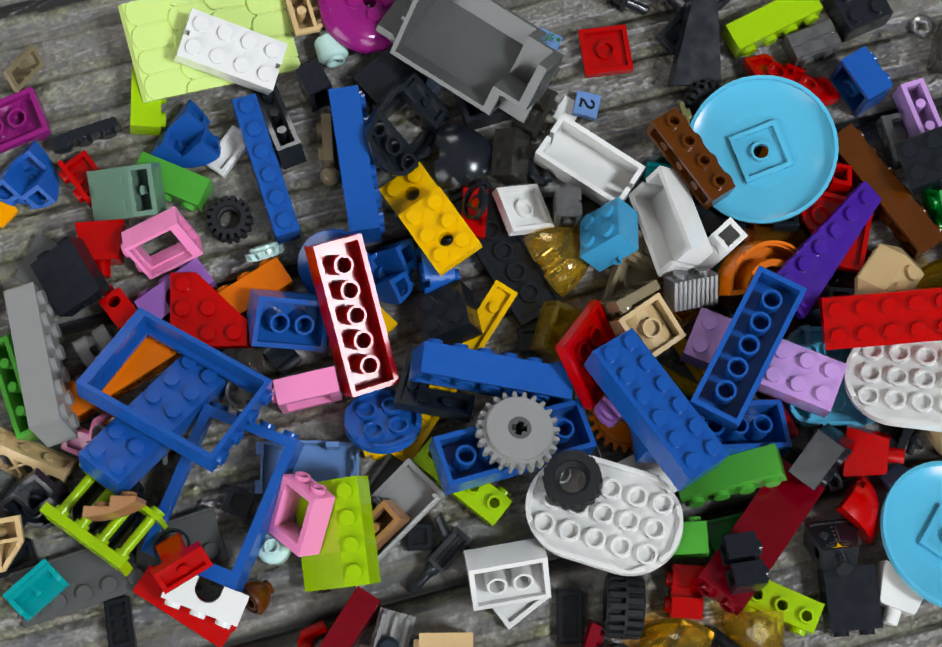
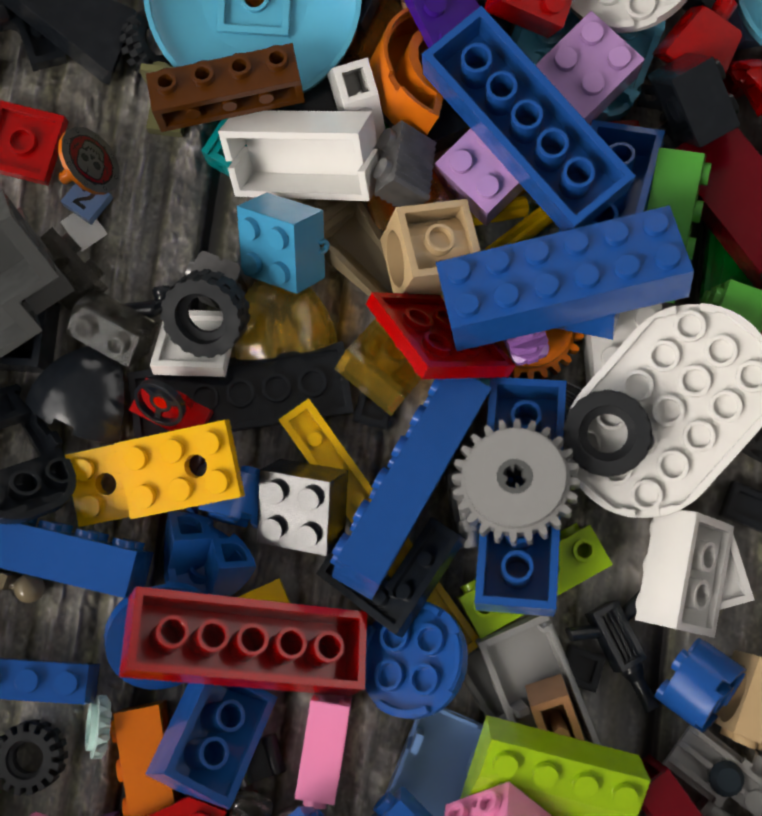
camera: 60 degrees left, 5 degrees up
(439, 608) = (701, 684): none -> blue brick
(558, 212) = (184, 331): none -> black tyre
(588, 162) = (167, 228): white piece -> none
(610, 96) = (88, 161): none -> shield
(623, 300) = (380, 252): dark tan plate -> none

